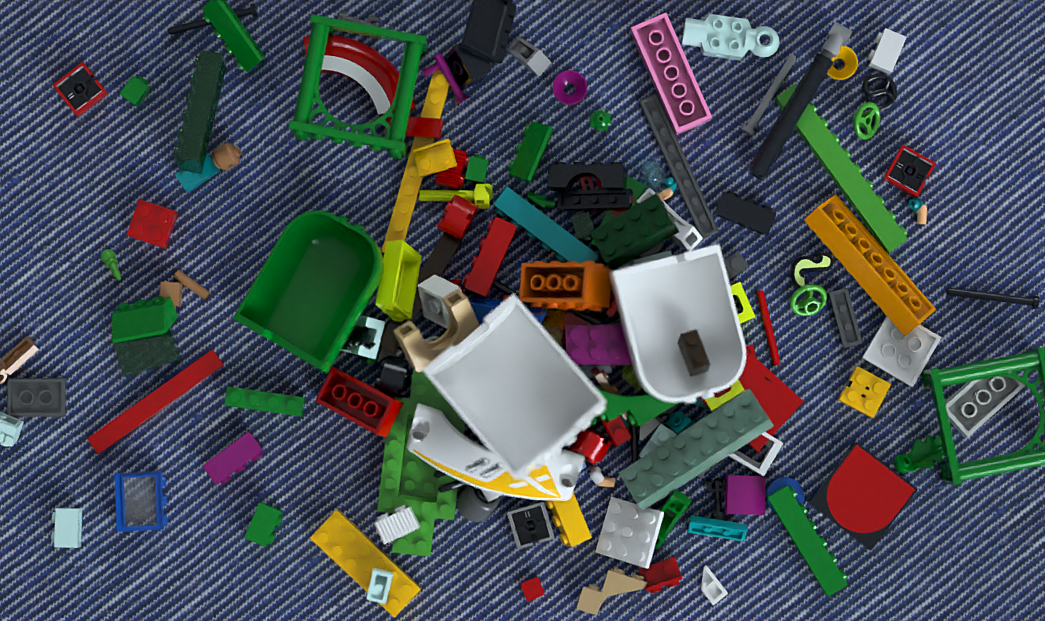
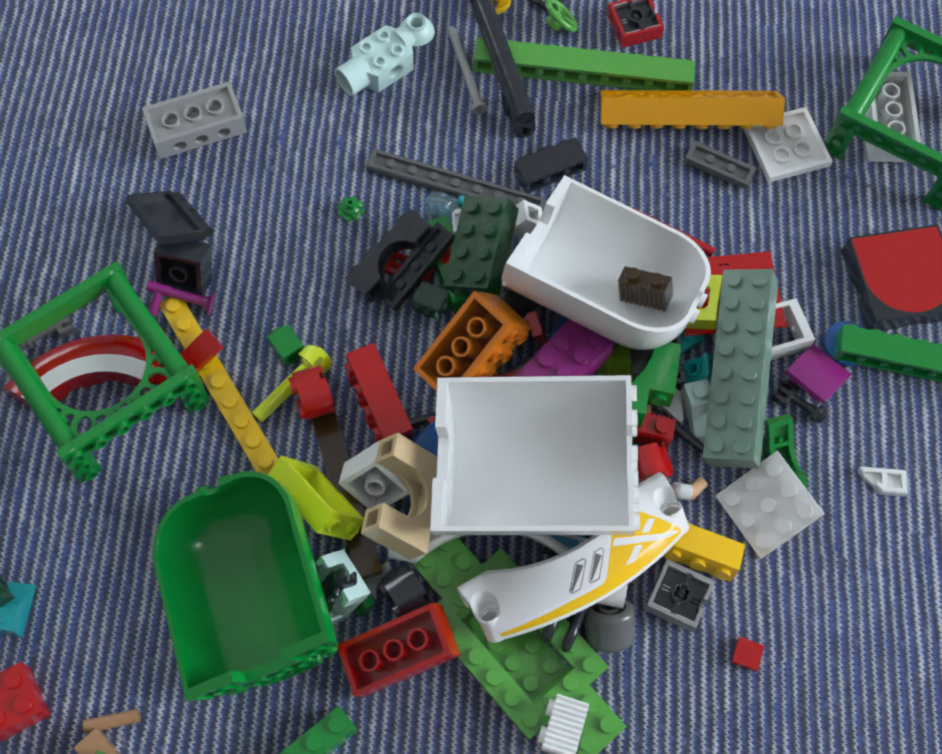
camera: 50 degrees left, 20 degrees down
(226, 156) = (28, 562): medium nougat head -> none
(434, 157) = (236, 366): yellow plate -> none
(453, 177) = (261, 365): red brick -> none
(529, 56) = (234, 215): light grey slope -> none
(530, 152) = (318, 284): green slope -> none
(540, 201) = (371, 318): green bar -> none
(542, 228) = (391, 335): teal brick -> none
(569, 77) = (292, 199): magenta piece -> none
(615, 583) = (812, 564): tan arch -> none
(661, 574) = (839, 512): red bracket -> none
(670, 73) = (369, 119): bright pink brick -> none
(717, 528) = (830, 425): teal tile -> none
(808, 264) = (642, 157): animal -> none
(809, 303) = (680, 176): bright green piece -> none
(864, 392) = (803, 202): yellow piece -> none
(920, 209) = (674, 40): arm -> none
(921, 455) = (905, 200): green plant -> none
(1034, 302) = (835, 23): black bar -> none

